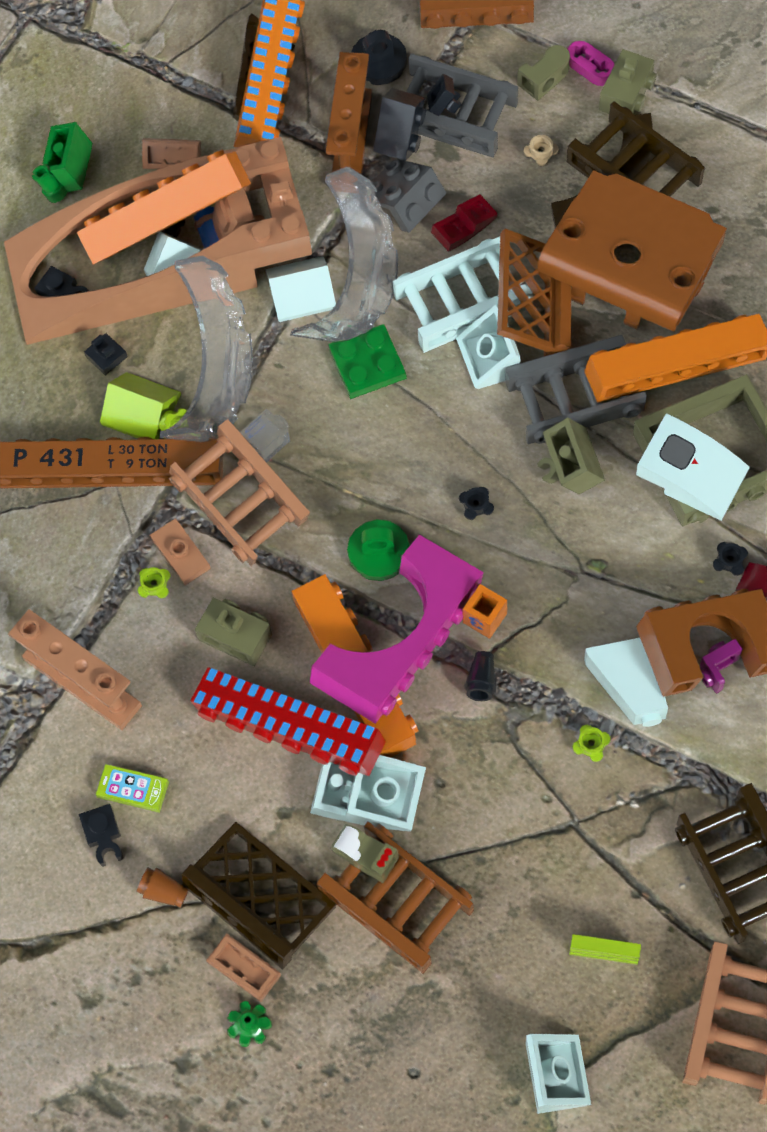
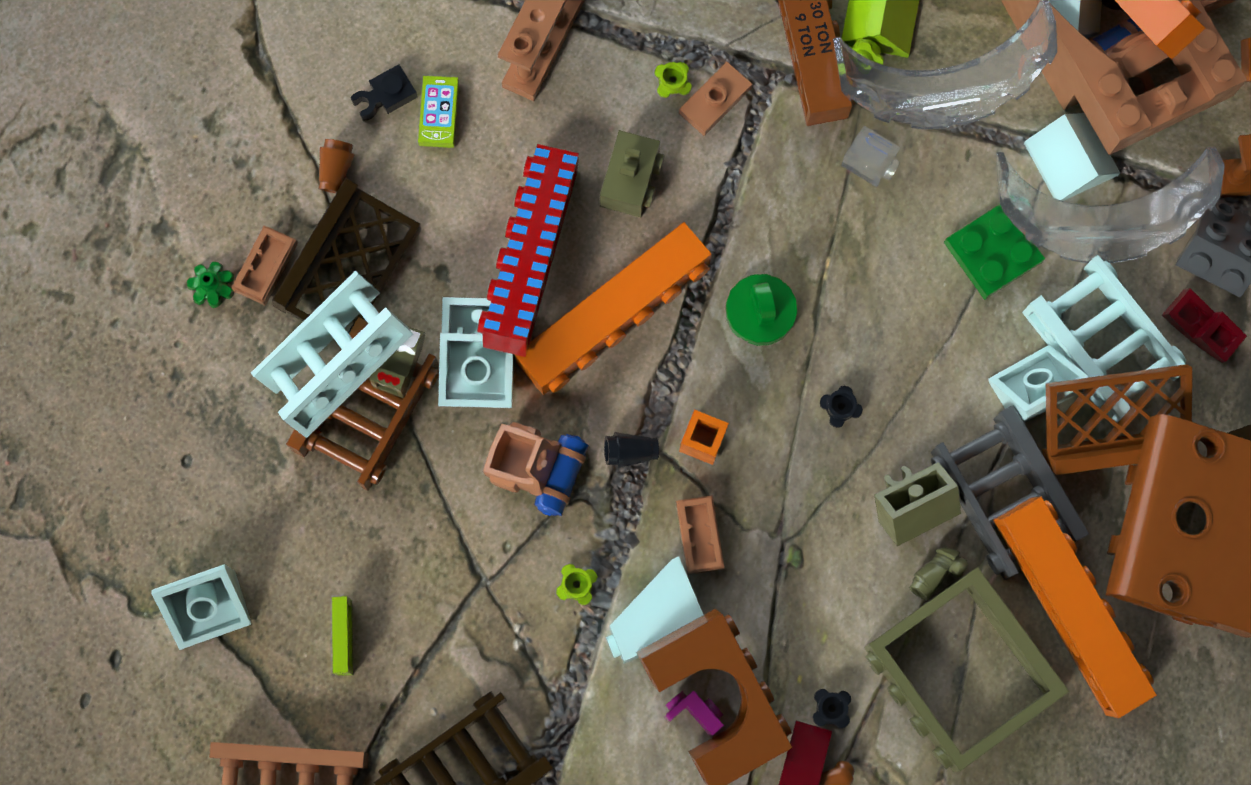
camera: 70 degrees right, 10 degrees up
(249, 464) = (824, 142): nougat fence -> none
(374, 679) = (589, 330): dark pink arch -> none
(375, 895) = (347, 370): none -> light aqua fence
(481, 755) = (536, 465): none -> nougat piece
(566, 633) = (700, 535): none -> nougat plate
(624, 449) = (931, 575): none -> olive arm
(692, 467) = (924, 642): light aqua slope -> none

